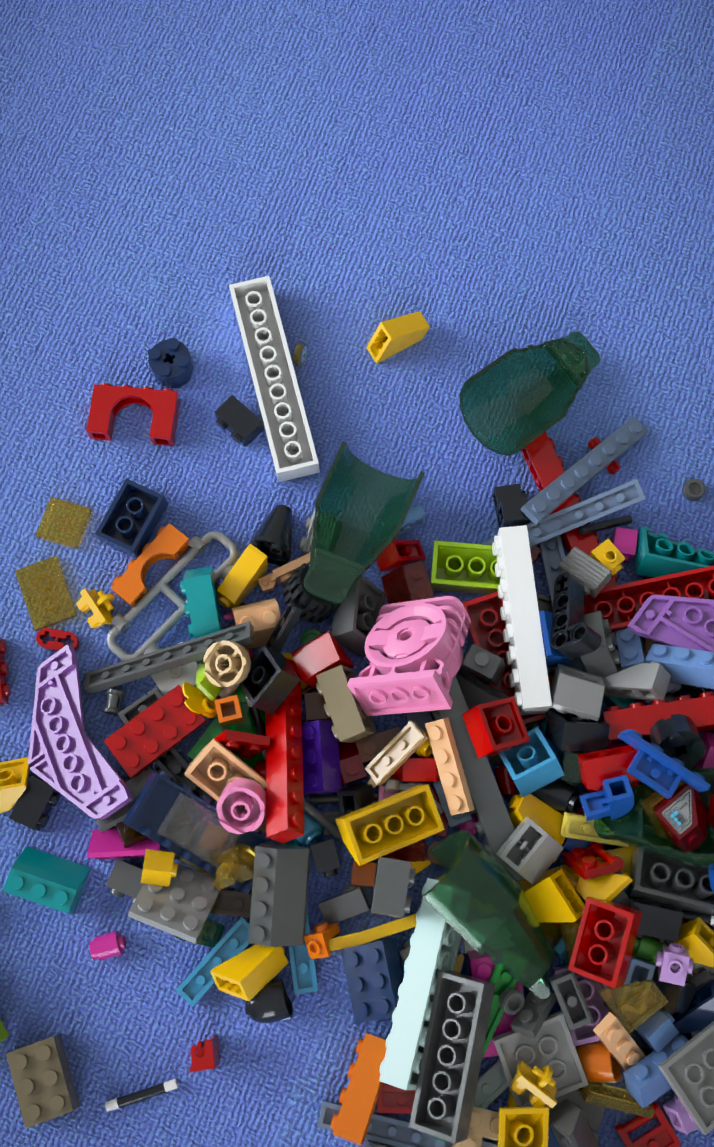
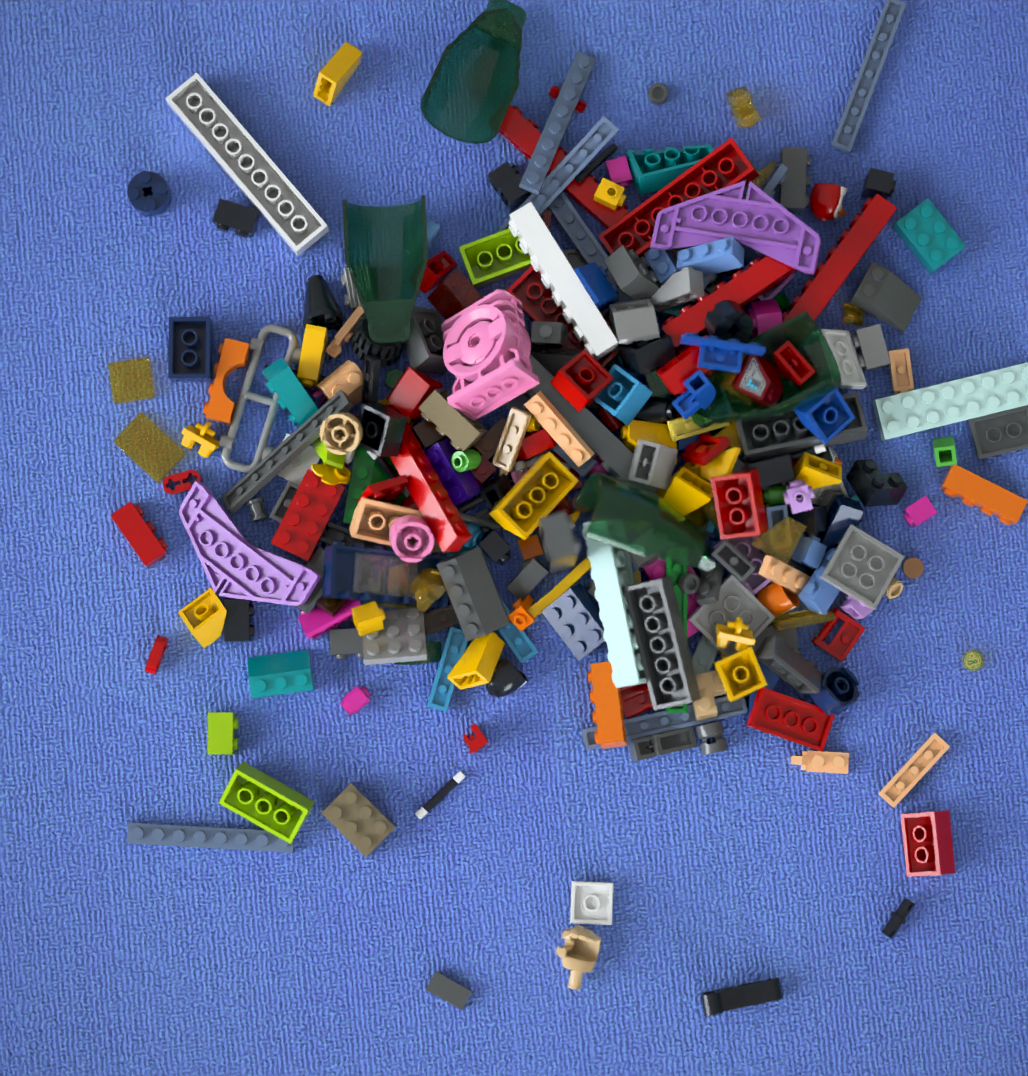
camera: 25 degrees left, 10 degrees up
(110, 399) = (112, 252): red arch -> none
(229, 711) = (361, 470): orange brick -> none
(300, 353) = (258, 130): clear yellow tile -> none
(339, 752) = (466, 460): none -> bright green brick
(568, 631) = (605, 276): black beam -> none
(586, 570) = (596, 215): light grey brick -> none

